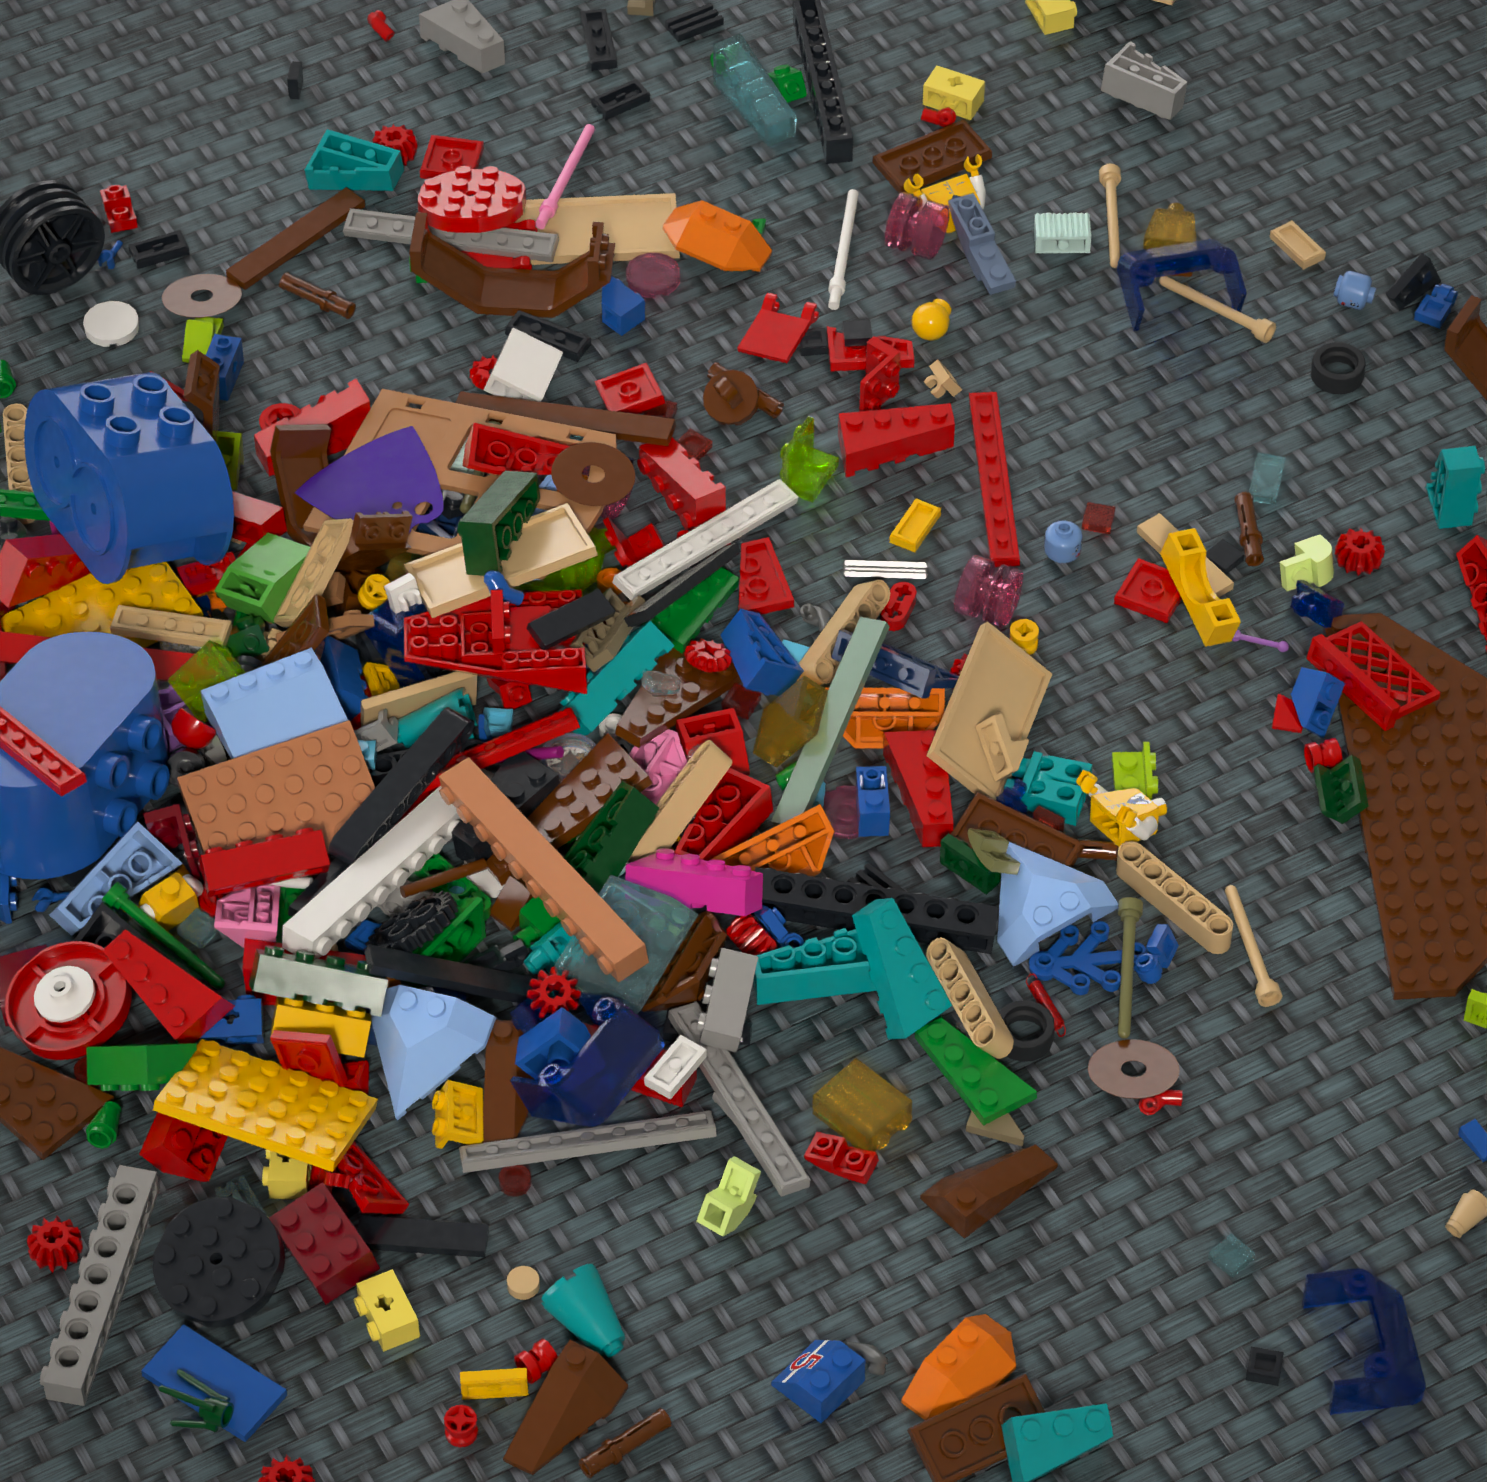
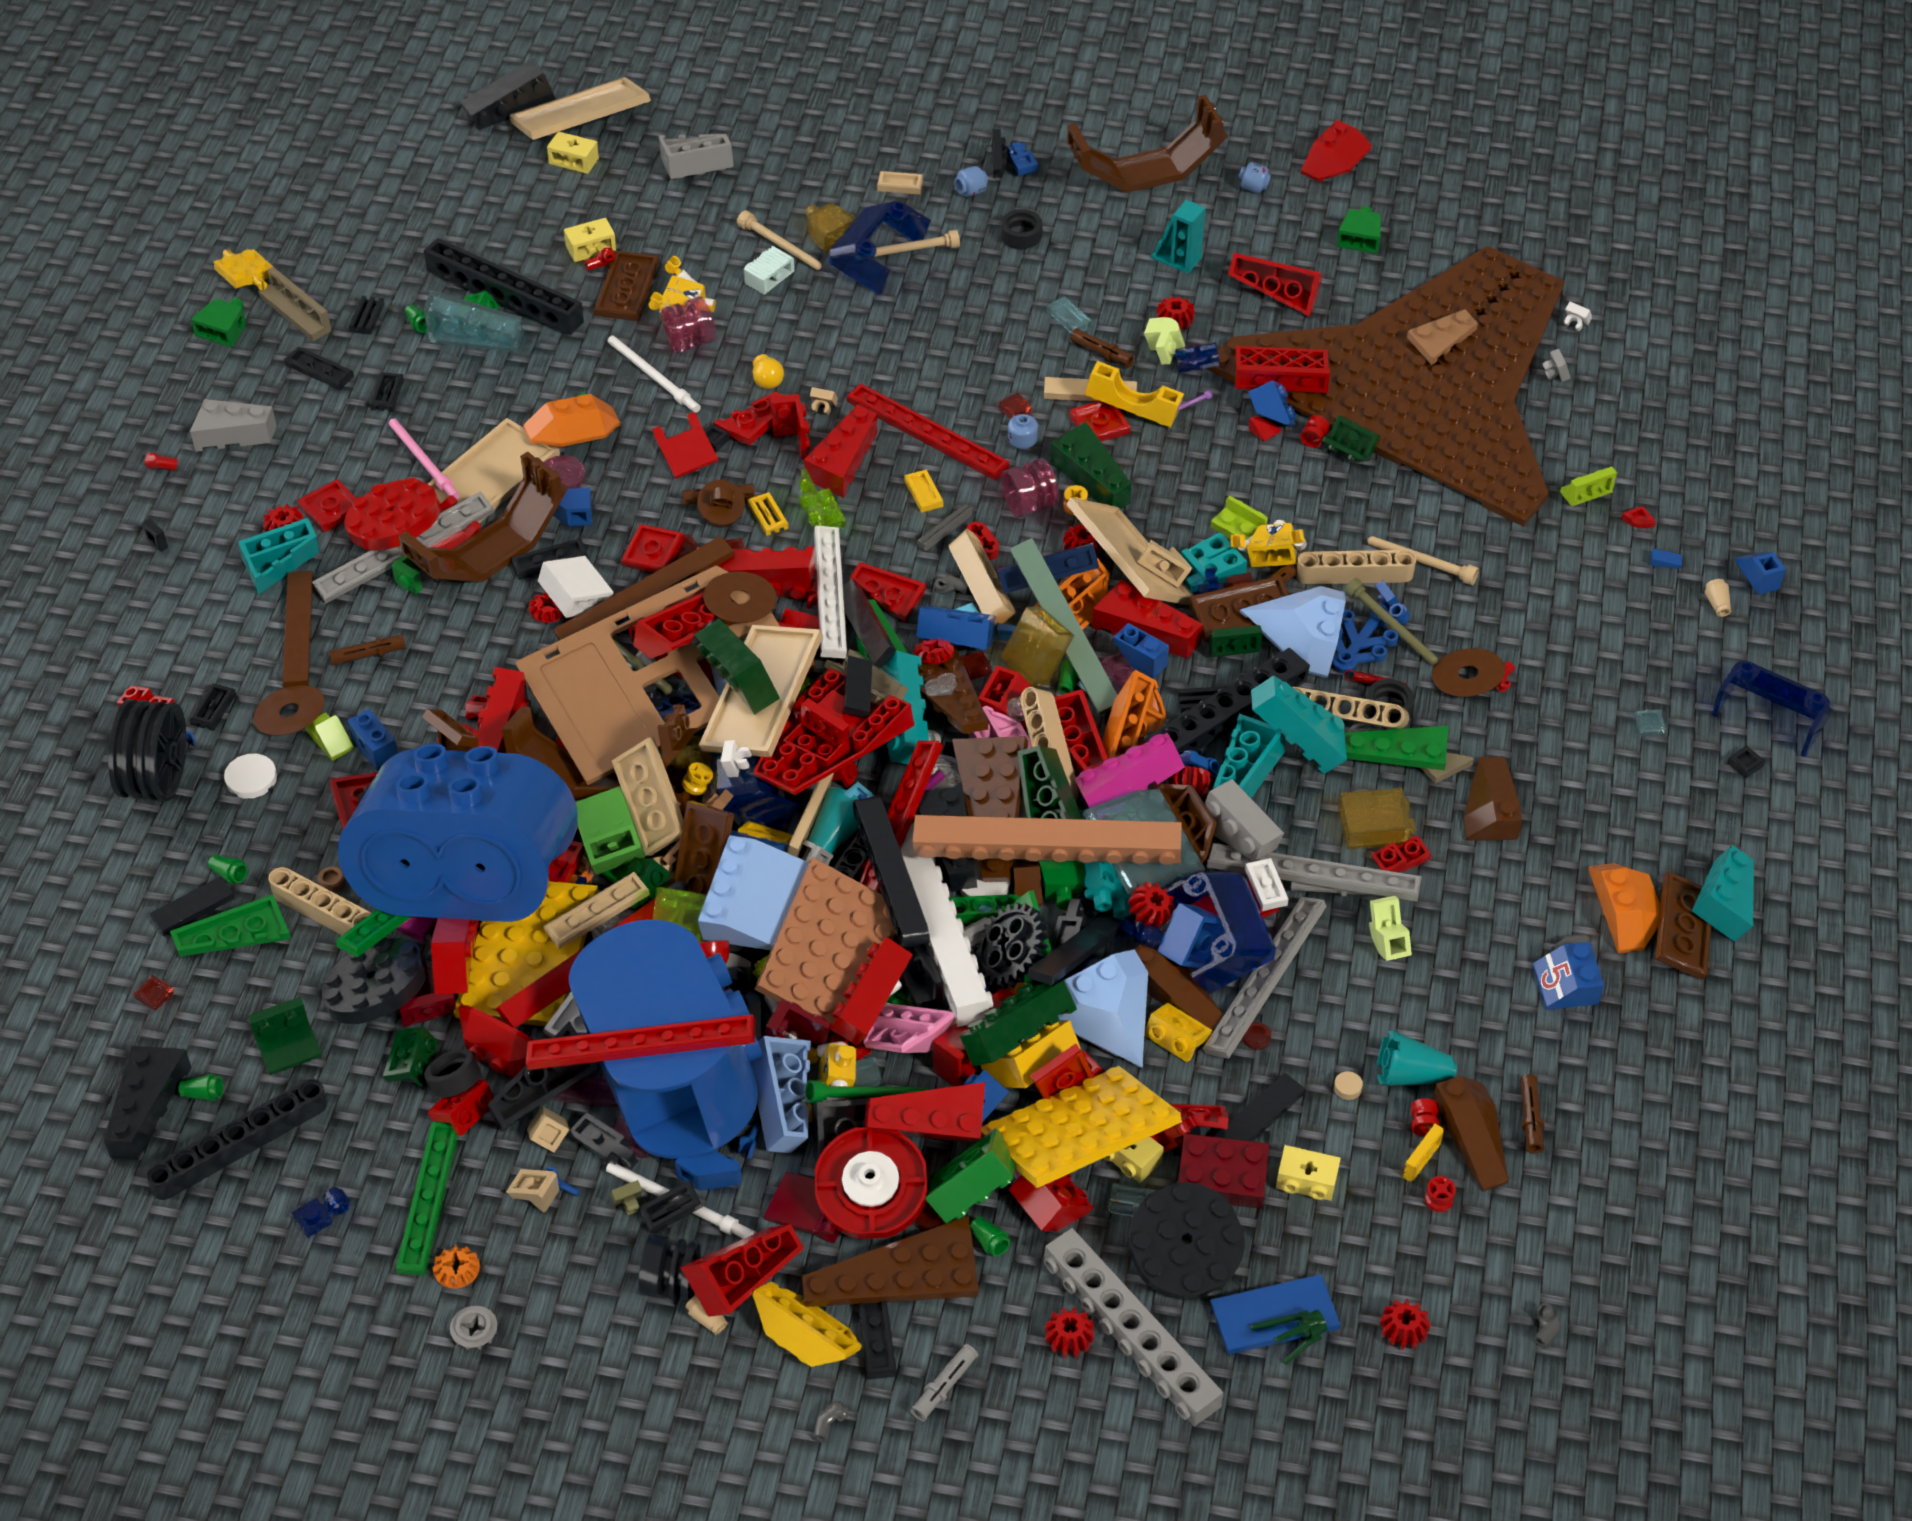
camera: 50 degrees left, 0 degrees up
(377, 477) = (594, 713): dark purple piece -> none
(443, 878) = (975, 906): reddish brown bar -> none
(496, 581) = (795, 699): blue arm -> none
(771, 446) = (774, 526): none -> yellow tile
(856, 332) = (740, 410): black tile -> none
(979, 245) = (732, 309): sand blue slope -> none
(992, 850) = (1245, 618): olive slope -> none
(1078, 615) = (1090, 465): none -> dark green wedge

